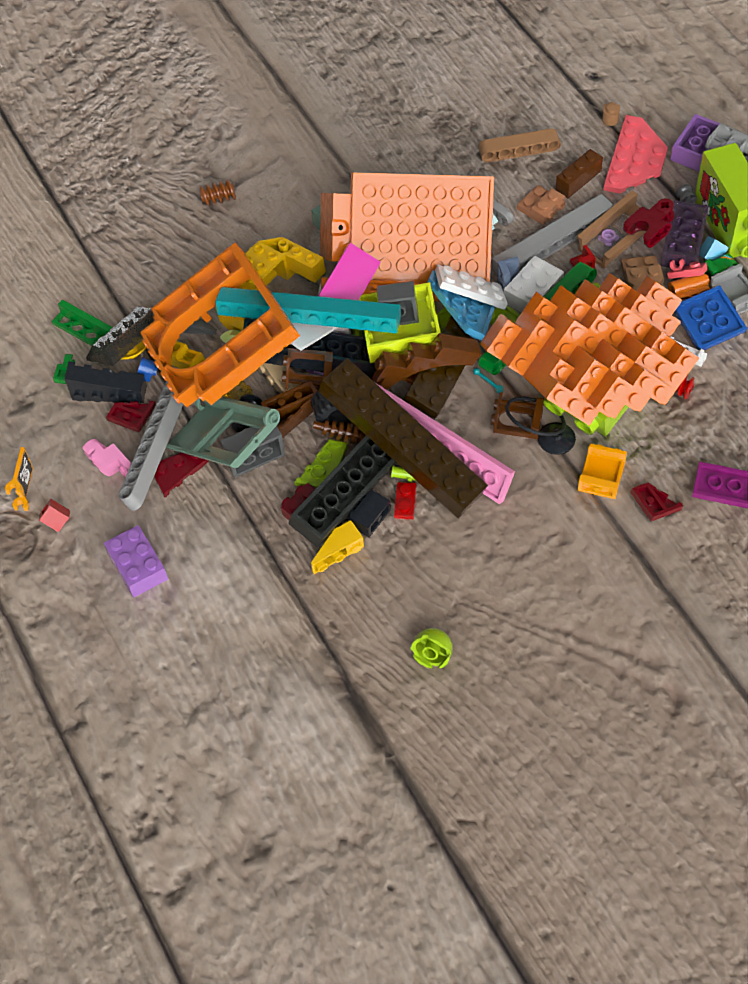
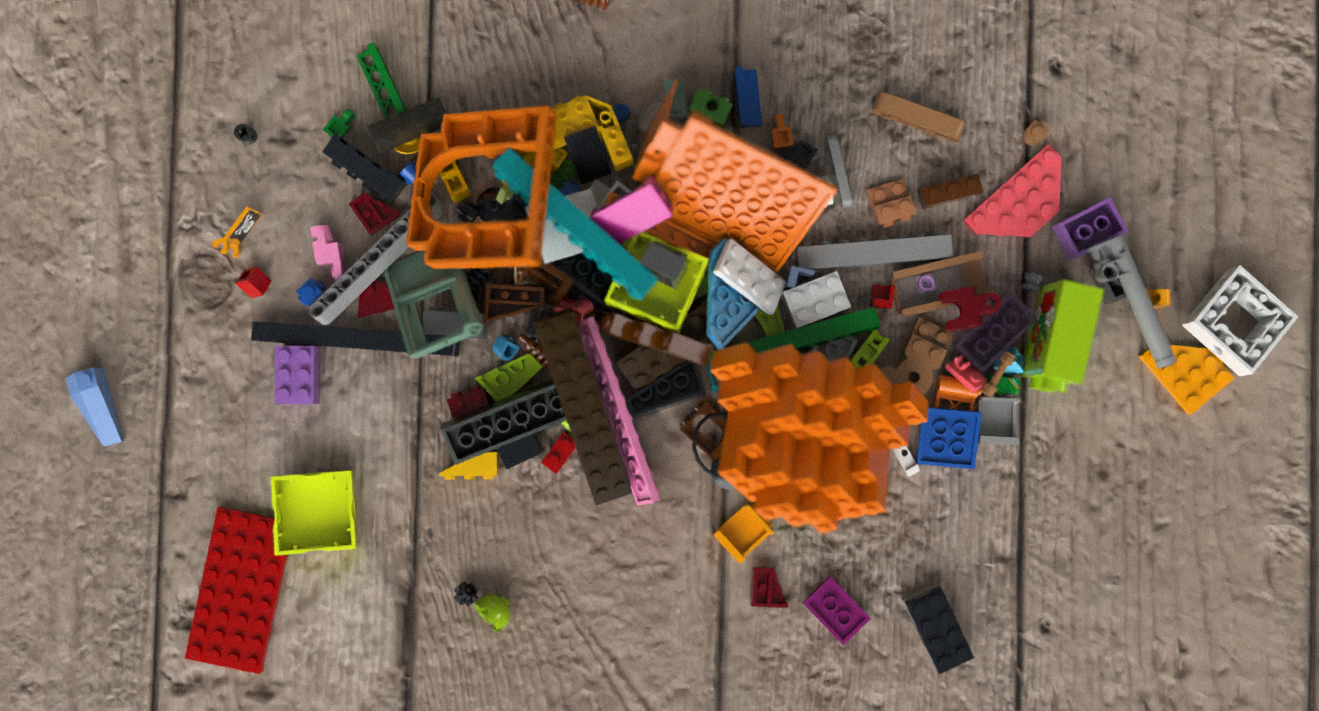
camera: 30 degrees right, 30 degrees up
(109, 493) = (310, 291): none -> blue brick
(173, 507) = (340, 337): none -> black beam
(183, 772) = (237, 593): none -> red plate
(216, 655) = (314, 512): none -> neon yellow tile
(282, 276) = (588, 155): none -> black sticker
(305, 446) = (505, 347): none -> dark azure plate
(398, 648) = (465, 594): none -> black gear
(467, 400) = (669, 390): none -> black wedge
(708, 242) = (989, 388): none -> medium nougat bar

